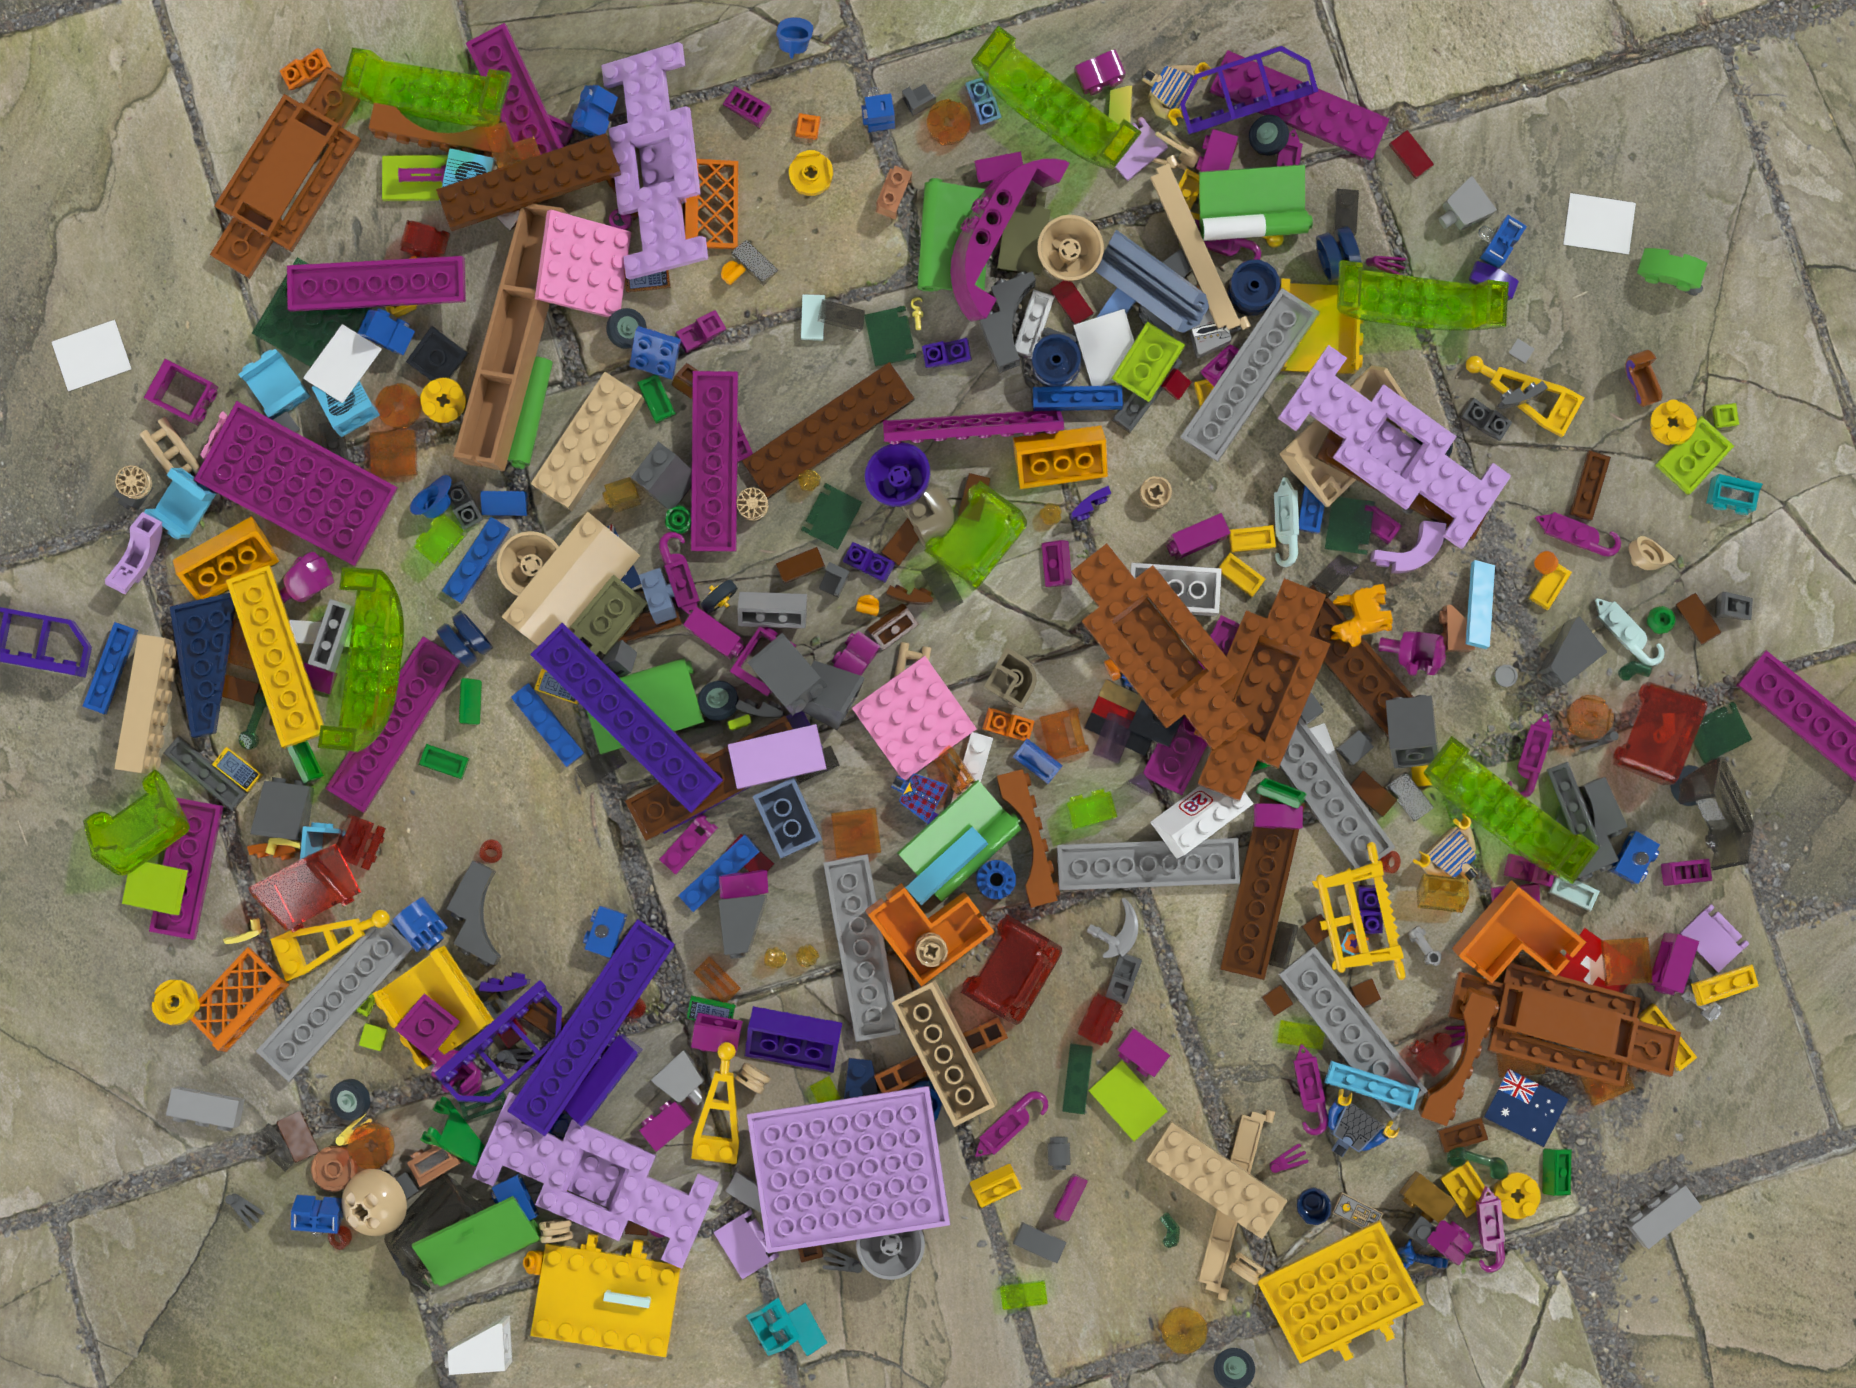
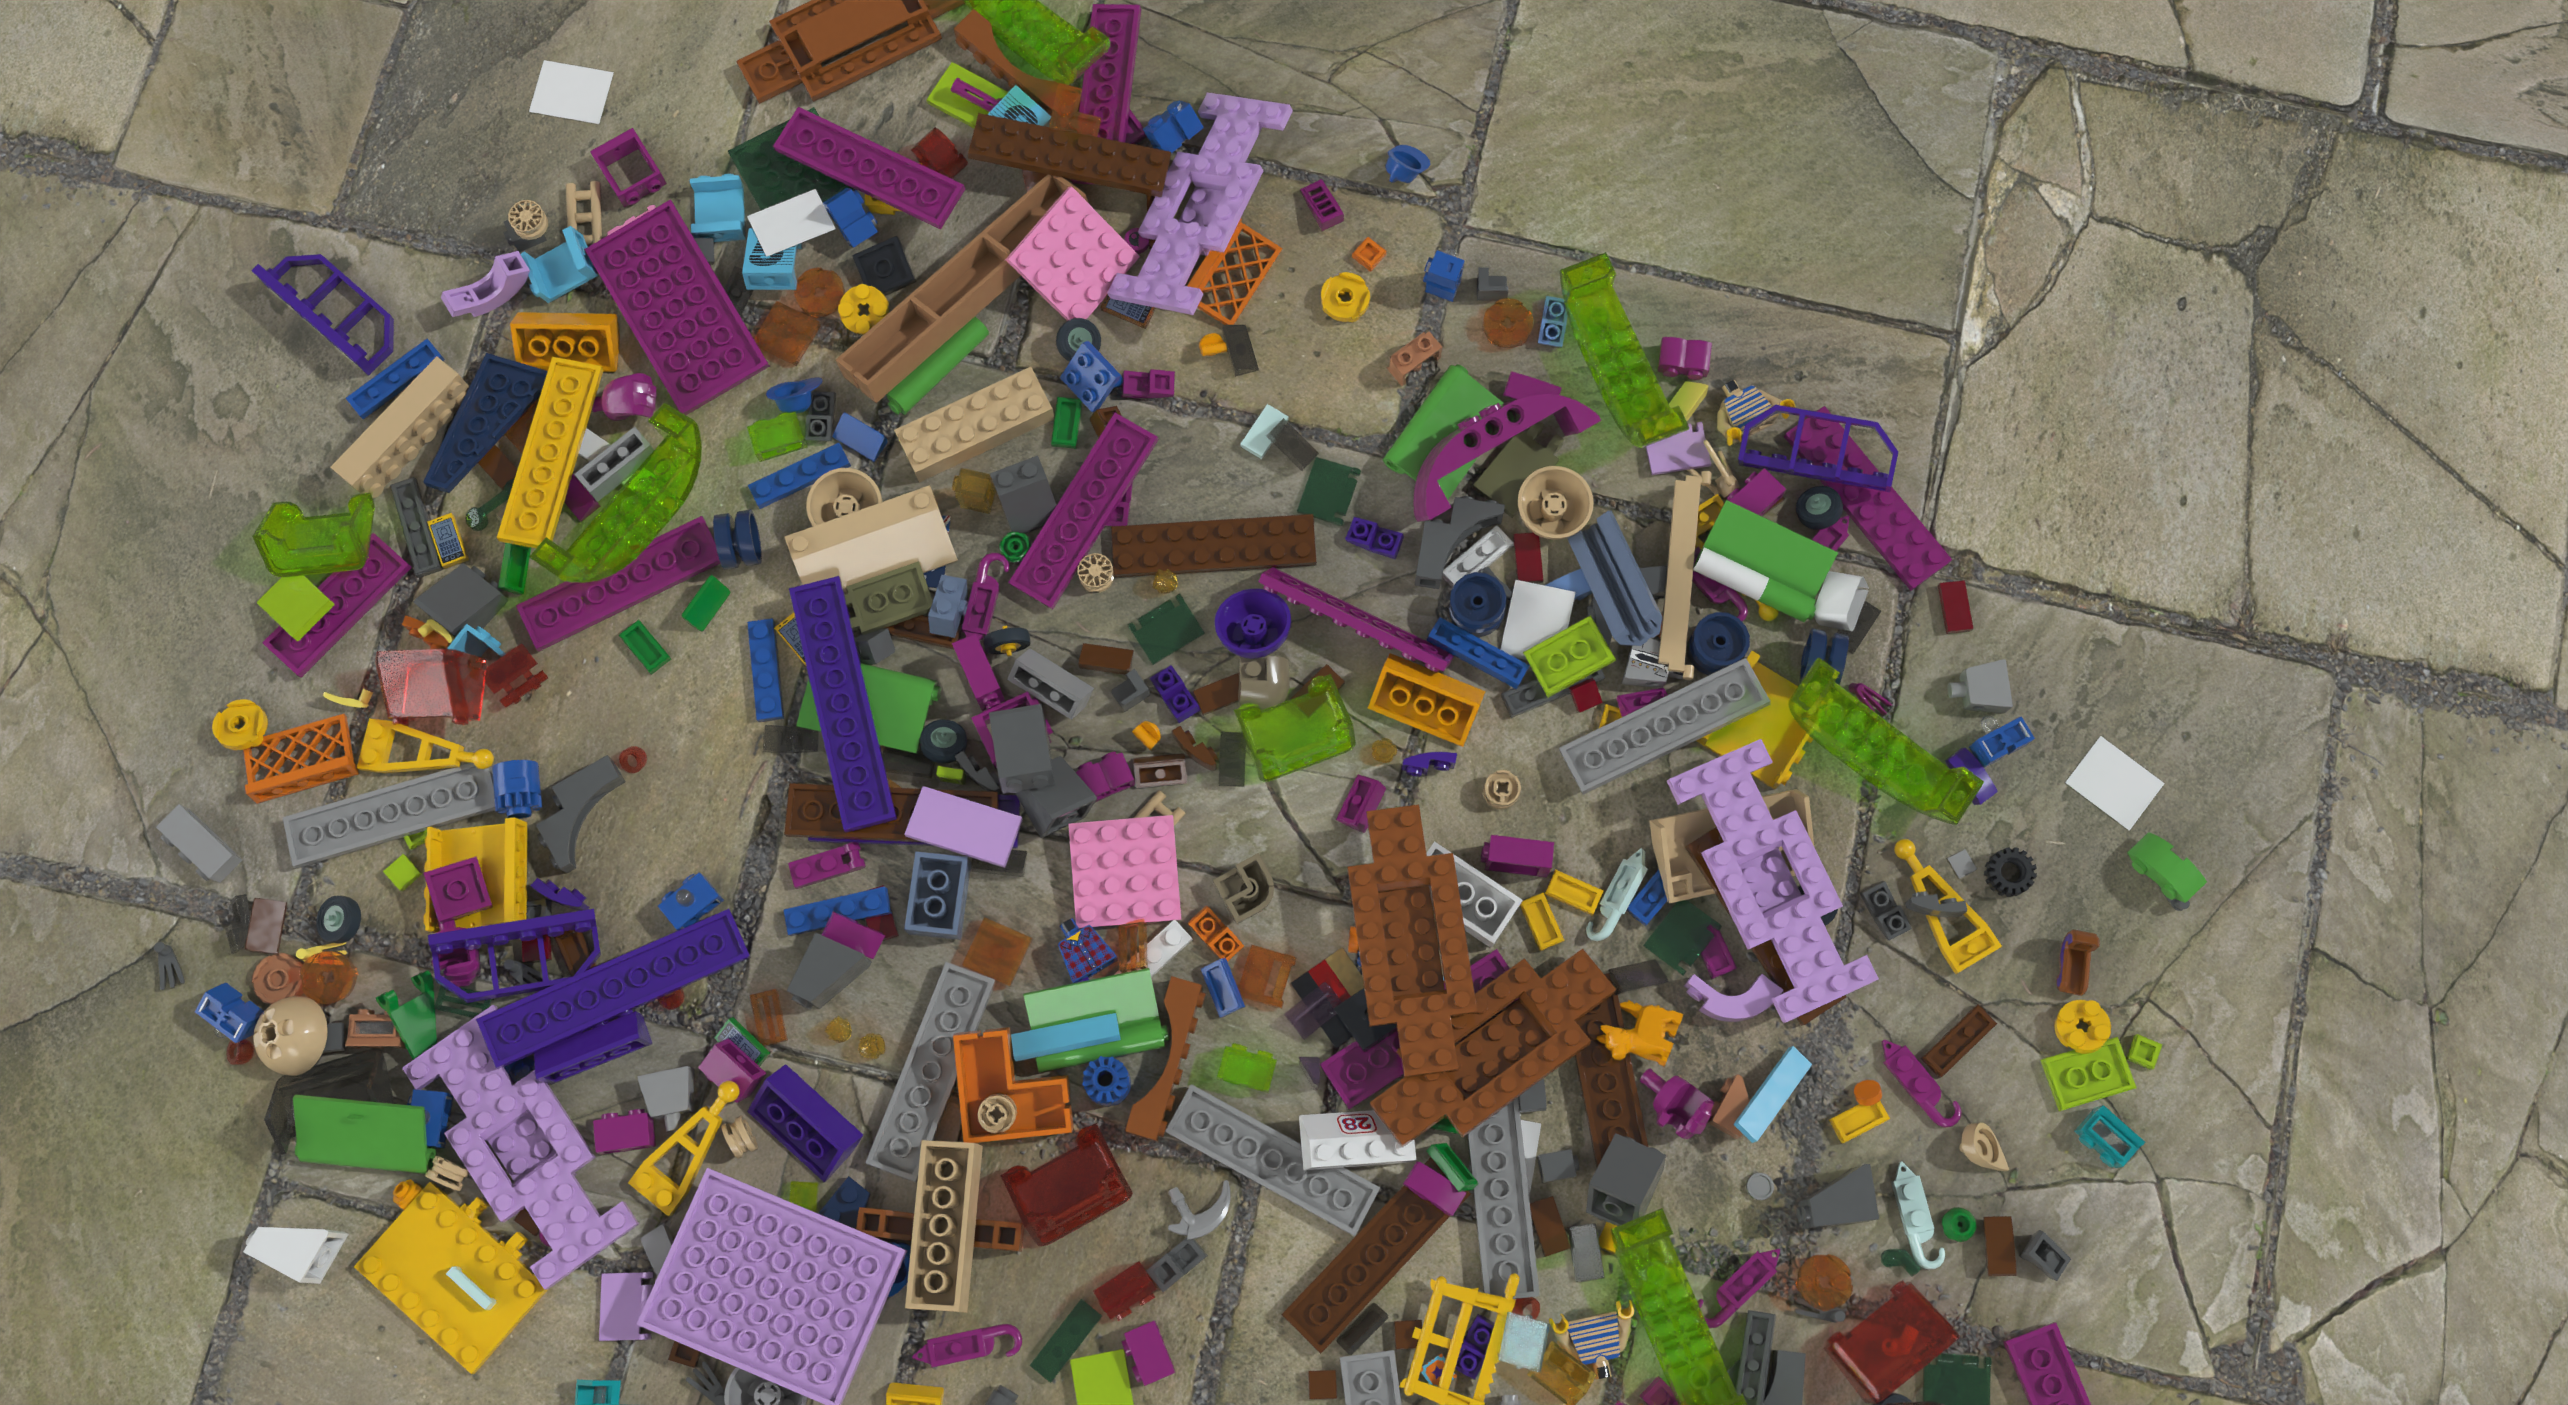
camera: 35 degrees right, 10 degrees down
(917, 314) = (1368, 484): light yellow hand -> none
(1325, 200) = (1840, 601): none -> white piece
(1404, 887) = (1524, 1341): none -> clear light blue piece
(1560, 350) = (2021, 861): none -> black tyre

